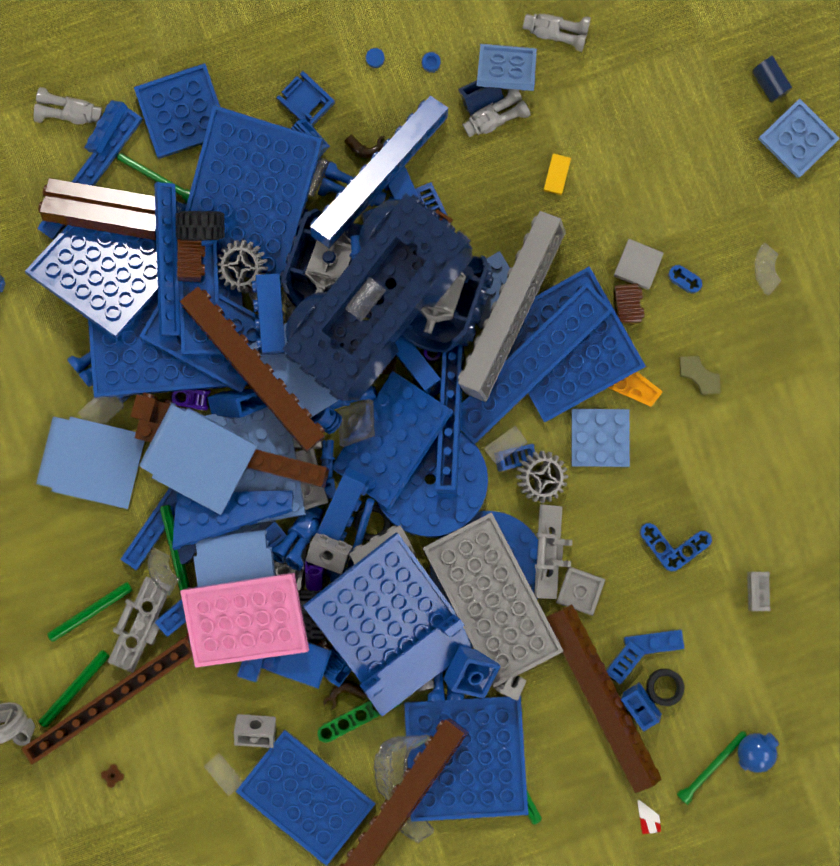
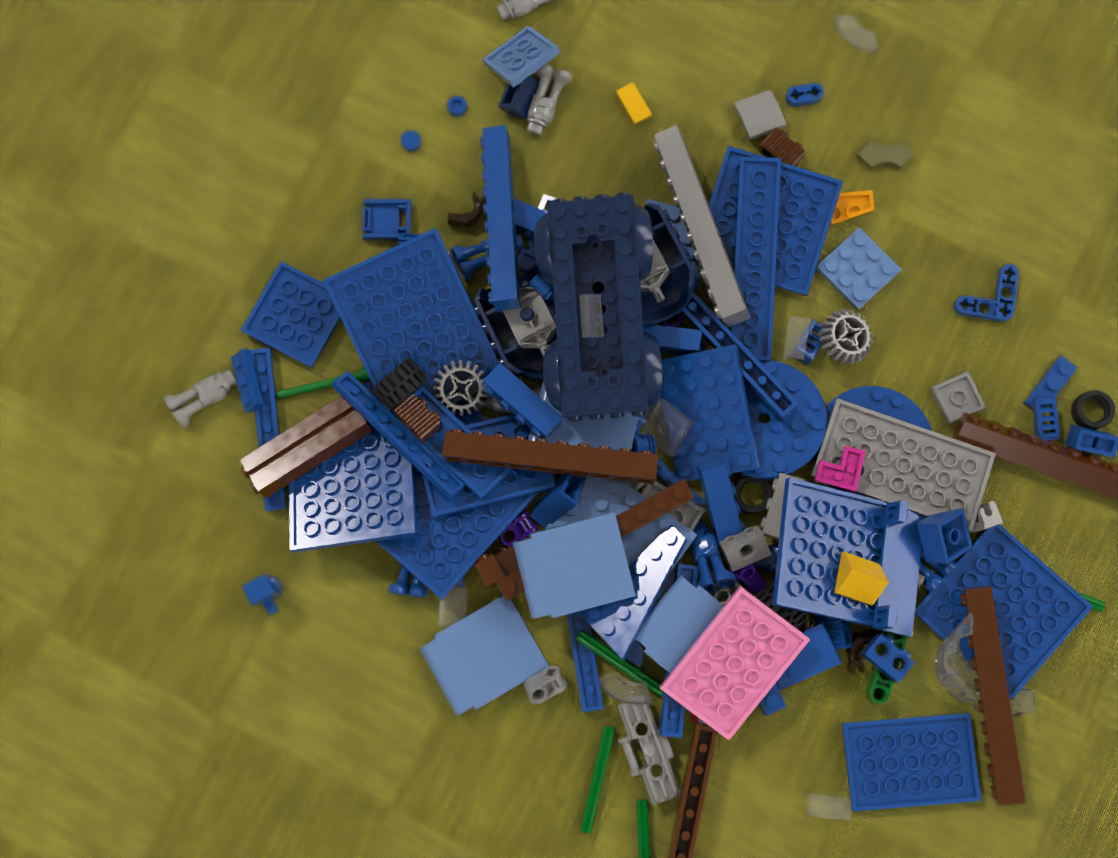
camera: 45 degrees left, 5 degrees down
(111, 518) = (543, 685): none -> light grey piece
(255, 731) = (831, 743): light grey brick -> none
(347, 714) = (885, 662): none -> blue brick
(362, 527) = (750, 502): blue bar -> none
(382, 644) = (860, 579): none -> yellow slope
(443, 568) = (844, 475): none -> dark pink plate
(549, 552) = (902, 380): light grey piece -> none
(758, 591) = (1086, 274): light grey hinge -> none

